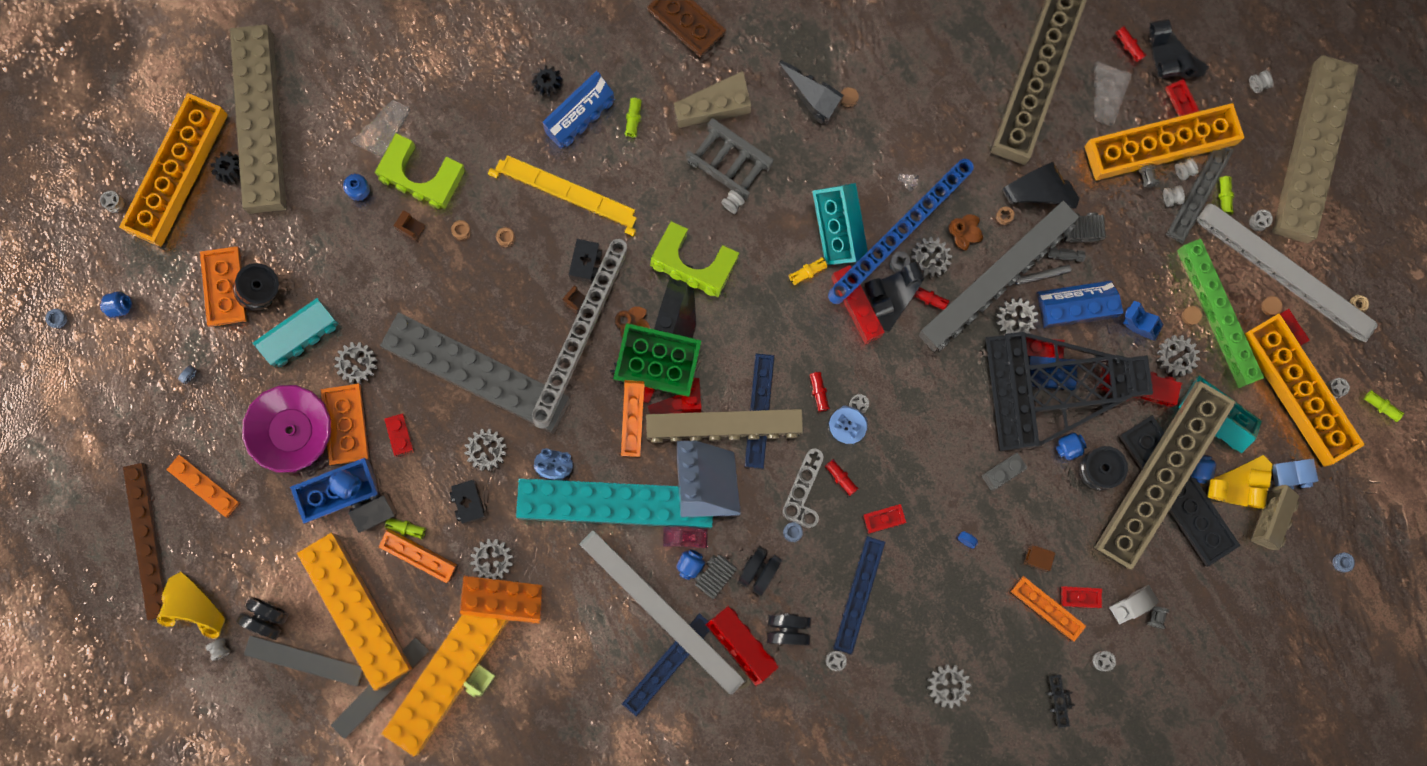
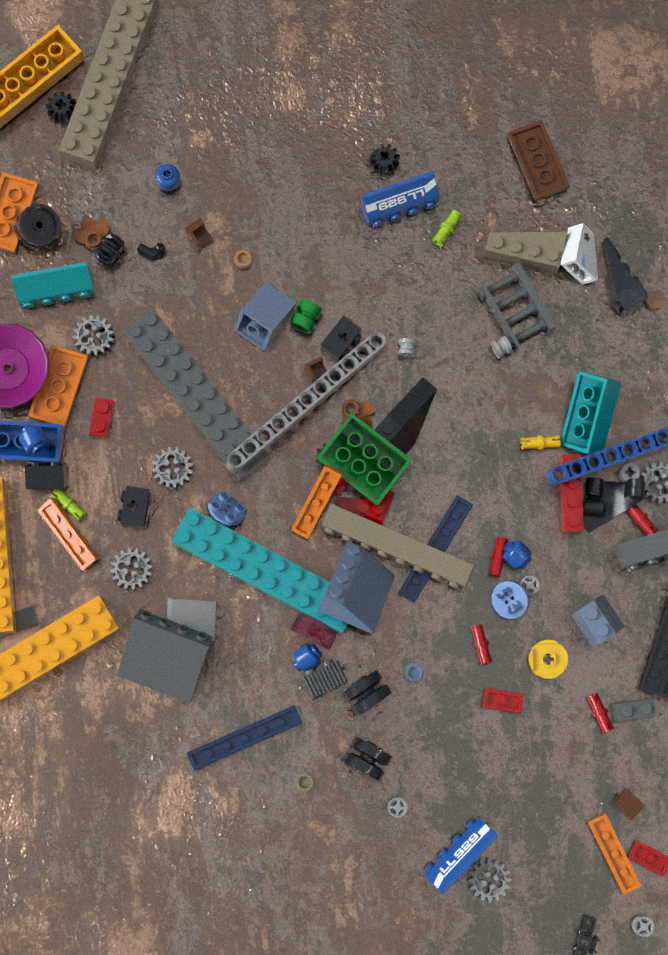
camera: 25 degrees right, 0 degrees up
(307, 268) = (91, 230): none -> dark orange plate
(333, 277) = (109, 249): none -> black gear
(373, 263) = (153, 252): none -> black arm
(380, 132) = (213, 138): clear wing -> none
(436, 191) = (237, 214): lime arch -> none
(478, 681) = (69, 671): yellowish green bracket -> none
(501, 599) = (116, 602): orange plate -> none
(505, 237) = (281, 282): medium nougat tile -> none
(505, 272) = (264, 316): none -> sand blue slope
(542, 255) = (305, 317): none -> green wheel
(559, 625) = (164, 655): none -> dark grey panel
(567, 191) = (355, 268): yellow piece -> none
(570, 580) = (196, 615): none -> light grey slope
(648, 241) = (407, 347): none -> light grey wheel
(662, 612) = (261, 689): light grey beam -> none
(709, 279) = (446, 408): lime arch -> none
(742, 645) = (319, 753): red brick -> none
(764, 86) = (580, 254): none -> white slope
(806, 487) = (444, 636): light grey beam -> none
(835, 381) = (517, 554): none -> blue head
(859, 595) = (446, 758): dark blue tile -> none
(909, 452) = (555, 651): none -> yellow plate
(913, 676) = (460, 854): none -> blue slope
(935, 407) = (598, 621): none -> sand blue slope
(968, 539) = (570, 755): blue tile -> none
(976, 488) = (600, 713): none -> red pin

